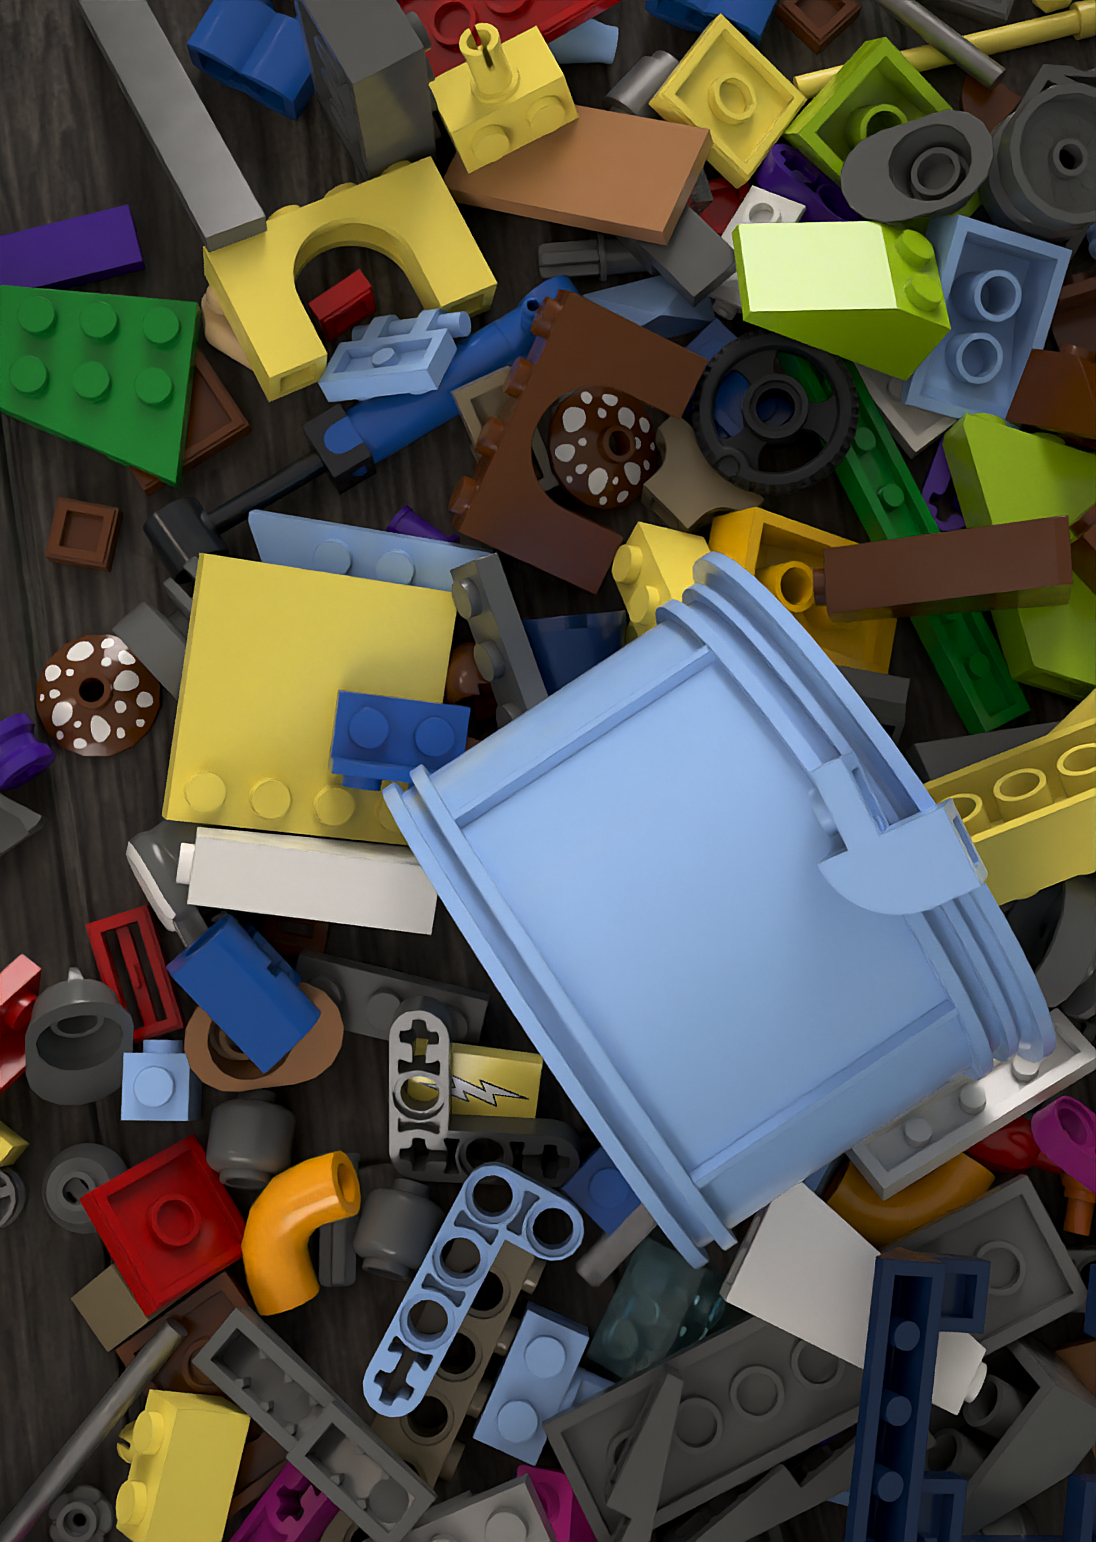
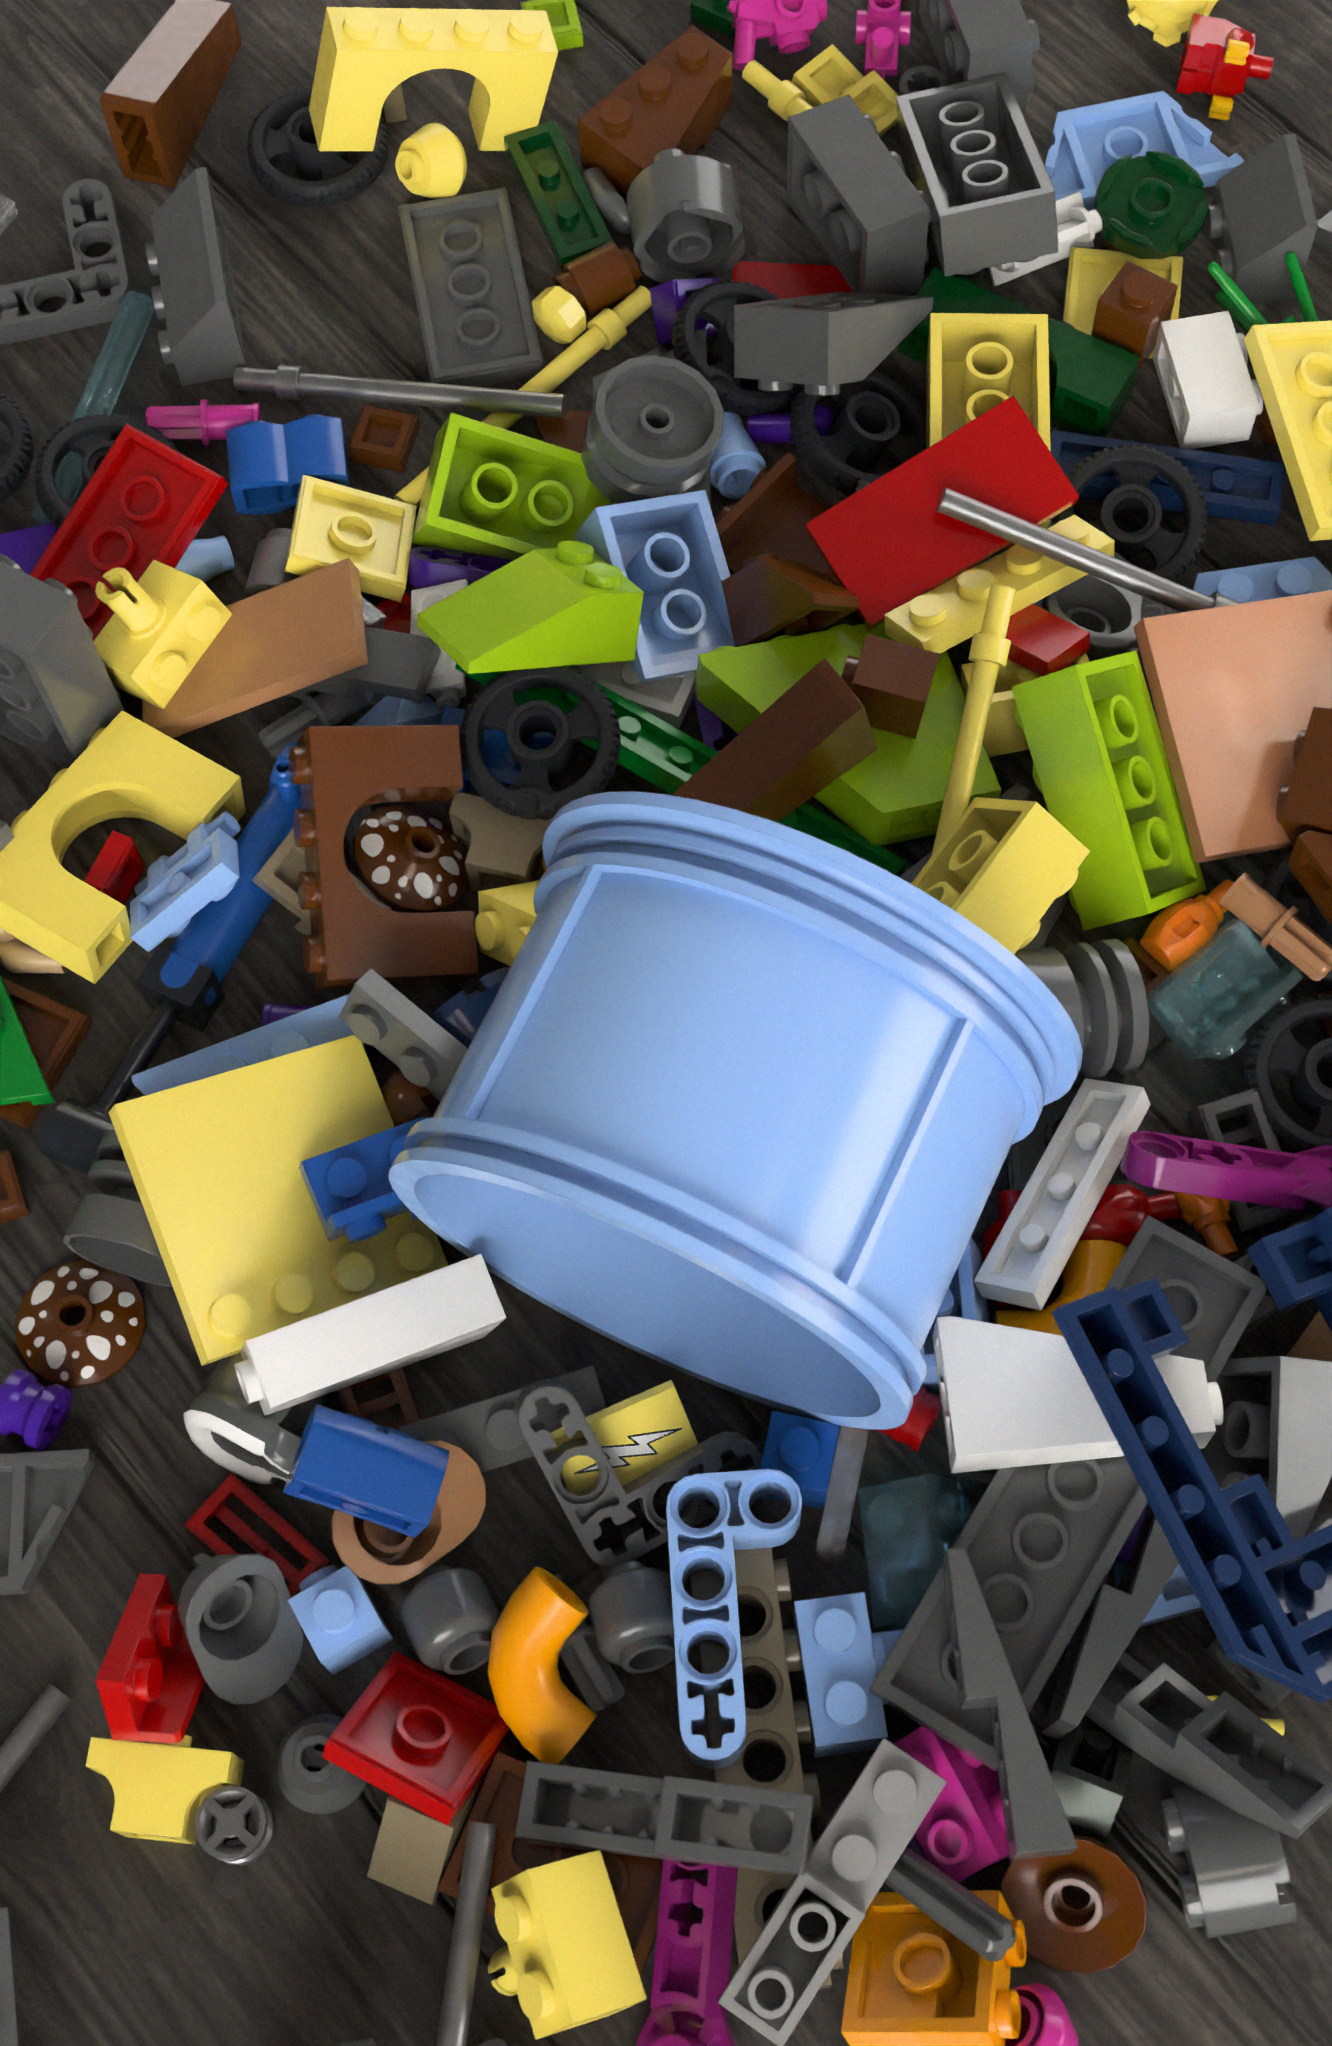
camera: 25 degrees left, 15 degrees down
(896, 865) = (843, 903): light blue brick -> none
(918, 168) = (540, 493): dark grey piece -> none

